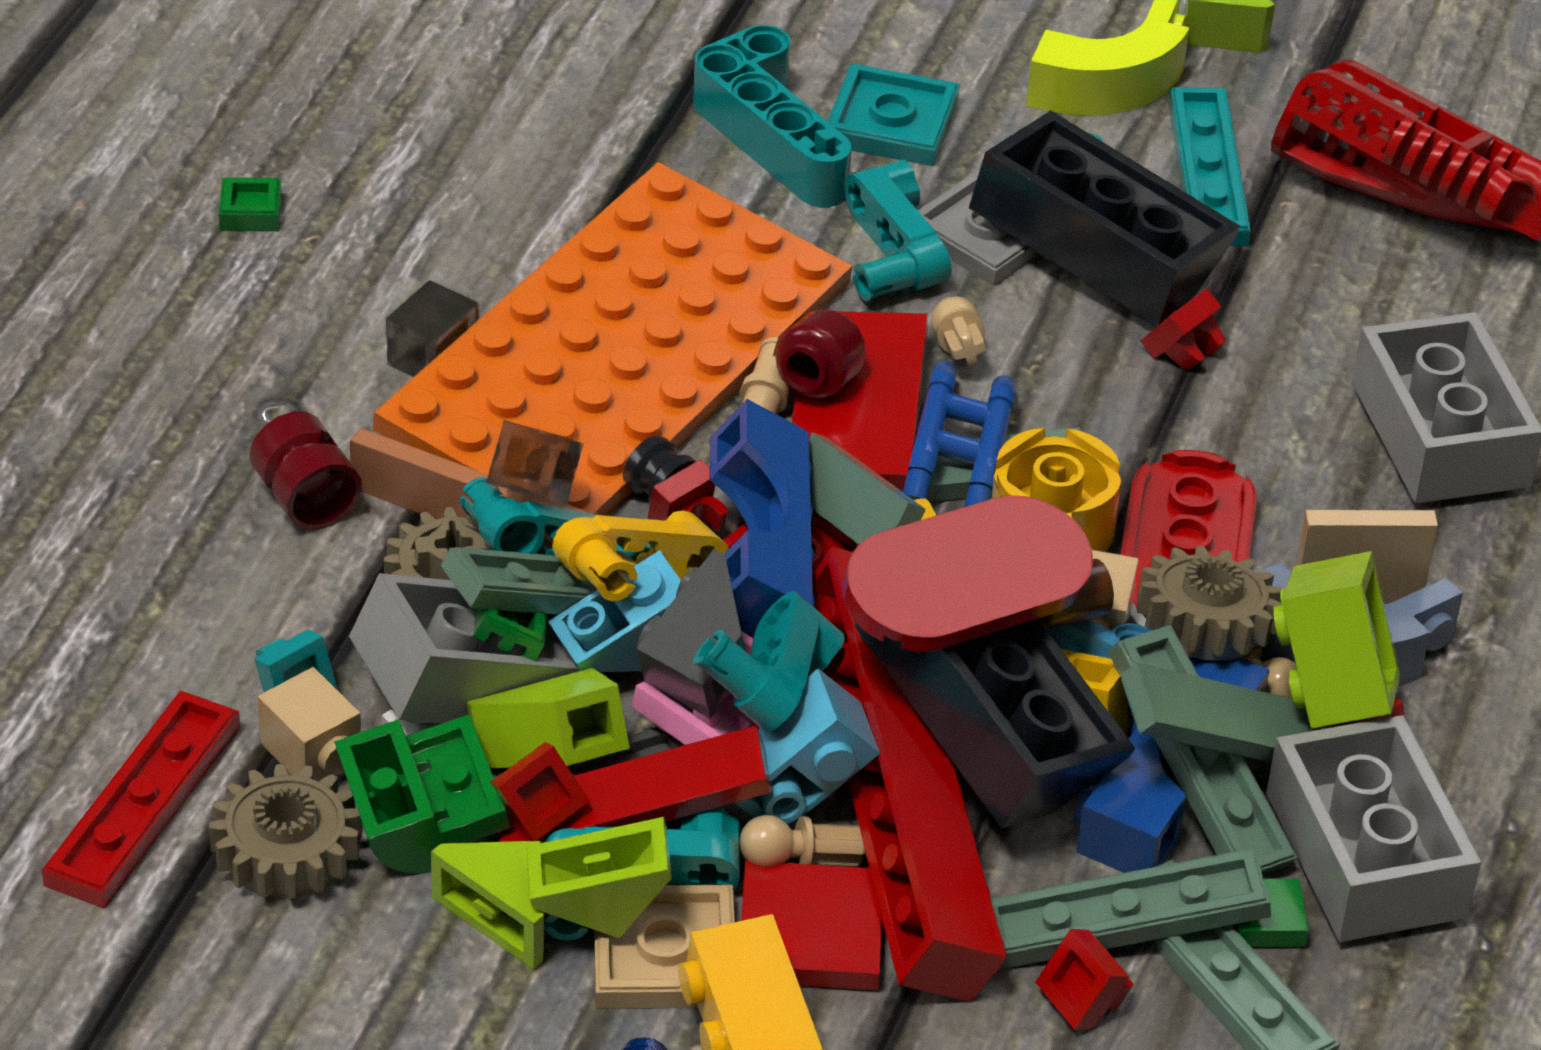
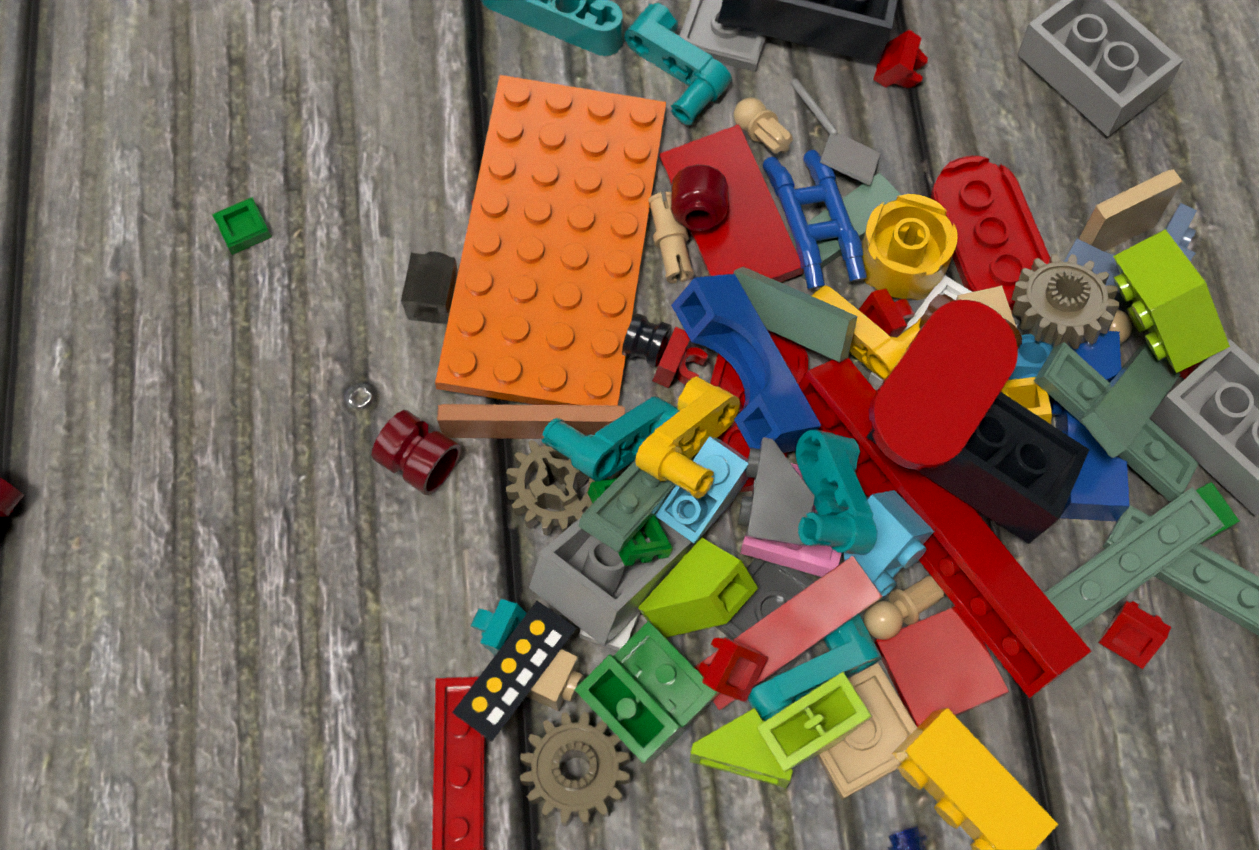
camera: 20 degrees left, 25 degrees up
(275, 694) = (514, 671): none -> black sticker
(535, 462) = (586, 399): clear smoke brick -> none
(1045, 390) = (840, 151): none -> light grey piece

